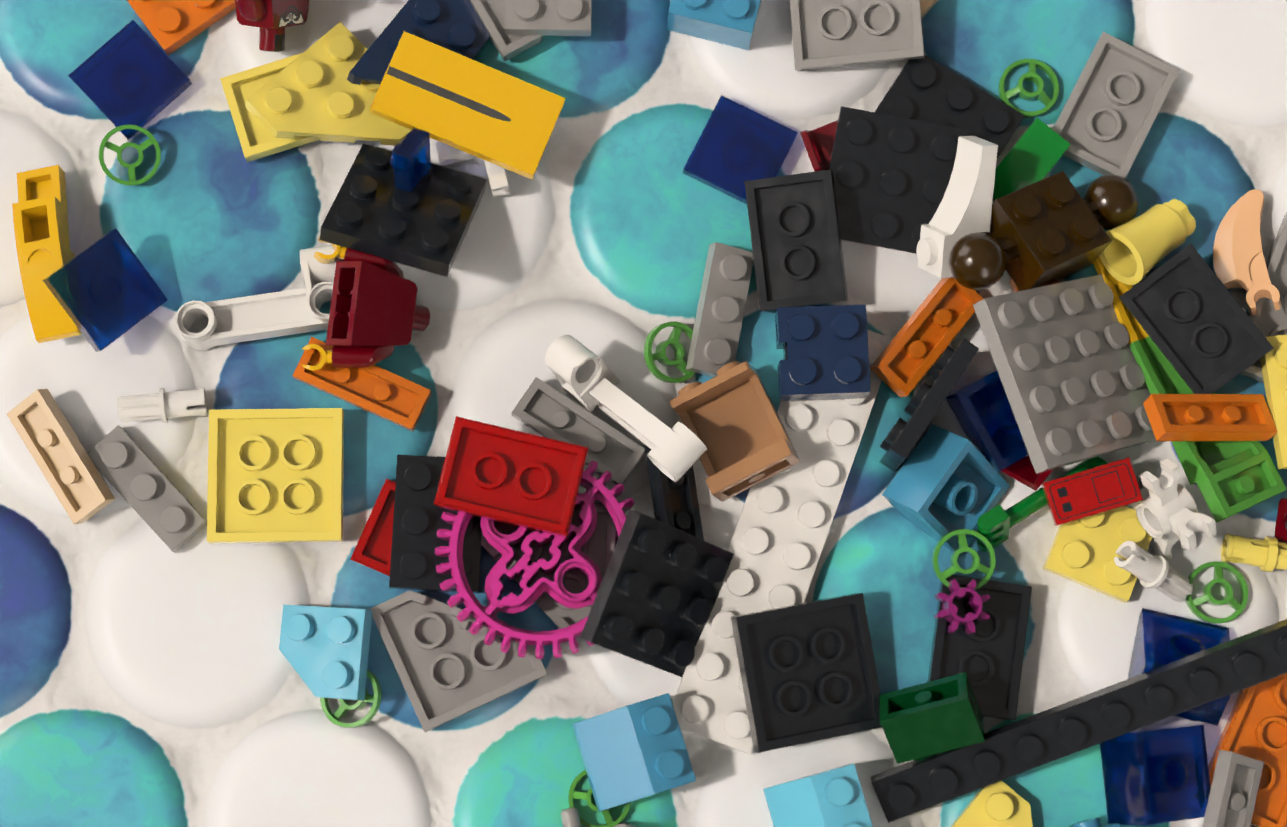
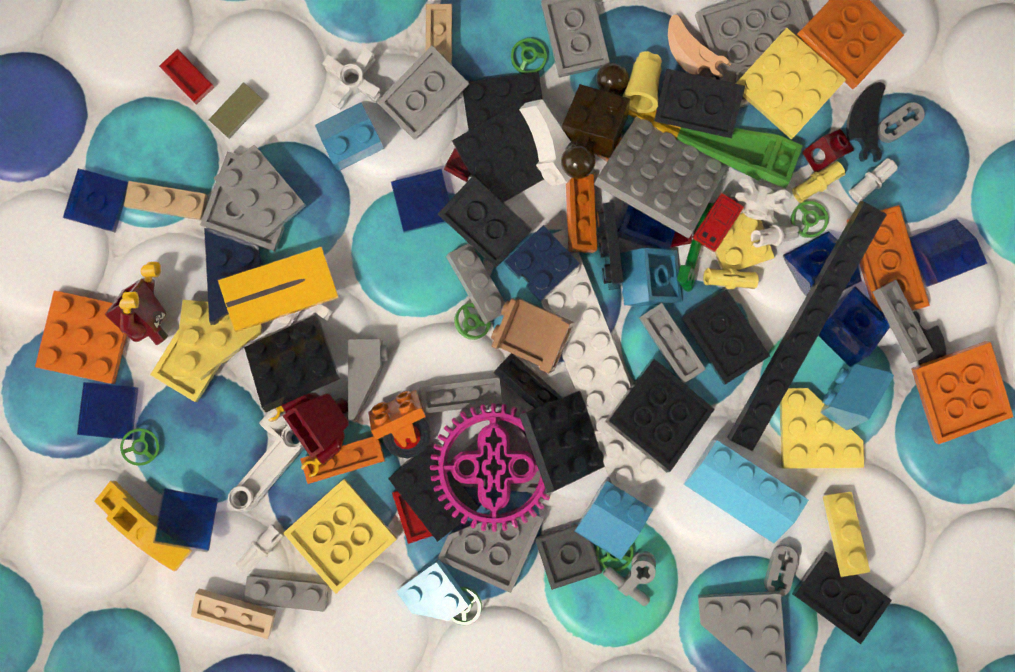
camera: 30 degrees left, 5 degrees up
(411, 159) = (274, 337): clear blue plate -> none
(472, 393) = (401, 425): none -> orange plate
(485, 296) = (364, 368): none -> light grey slope
(511, 476) = (451, 446): red tile -> none
(534, 751) = (567, 557): none -> dark grey tile
(593, 385) = (449, 368): white piece -> none
(902, 596) = (672, 343): none -> light grey plate
(931, 718) = (733, 388): dark green brick -> none
(950, 610) = (702, 333): magenta gear -> none
(963, 547) = (681, 299): bright green piece -> none
(1029, 159) = (559, 91): green slope -> none
(1048, 578) = (730, 278): none -> light yellow pin
(1209, 417) = (742, 142): orange plate -> none

